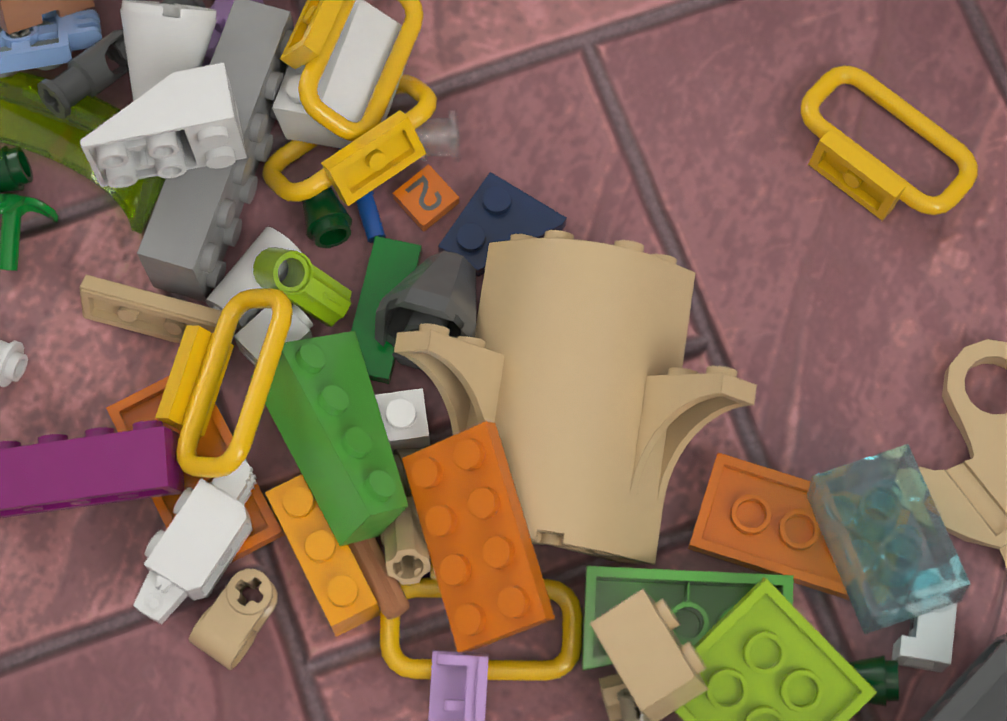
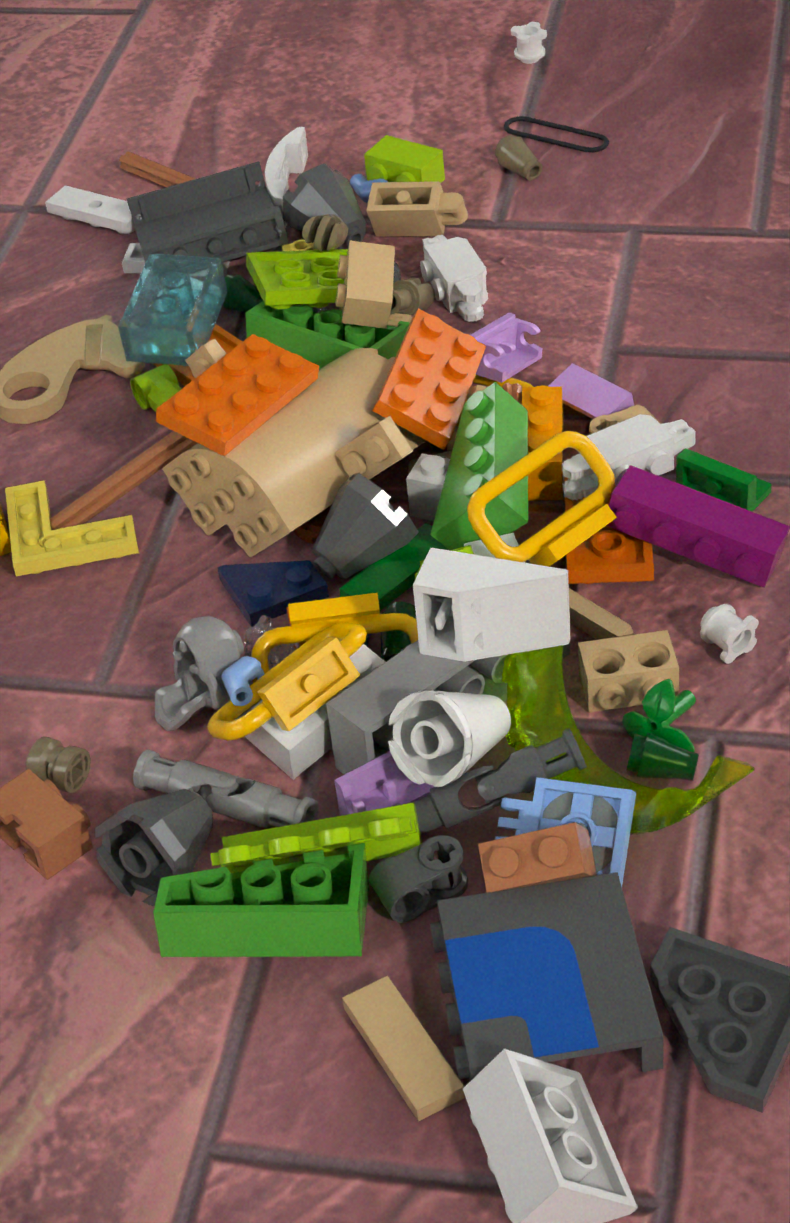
camera: 145 degrees left, 30 degrees down
(61, 248) = (624, 668): none -> tan brick
(94, 599) = (720, 480): none -> green panel
(307, 660) = (591, 393): none -> lavender hinge
(417, 46) = (239, 677): none -> light blue arm
(468, 57) = (201, 655): none -> light grey head
(638, 336) = (237, 394): none -> orange plate
(713, 288) = (122, 481): none -> nougat axle
(779, 160) = (41, 549): none -> light yellow plate
(817, 442) = (154, 387): none -> lime piece

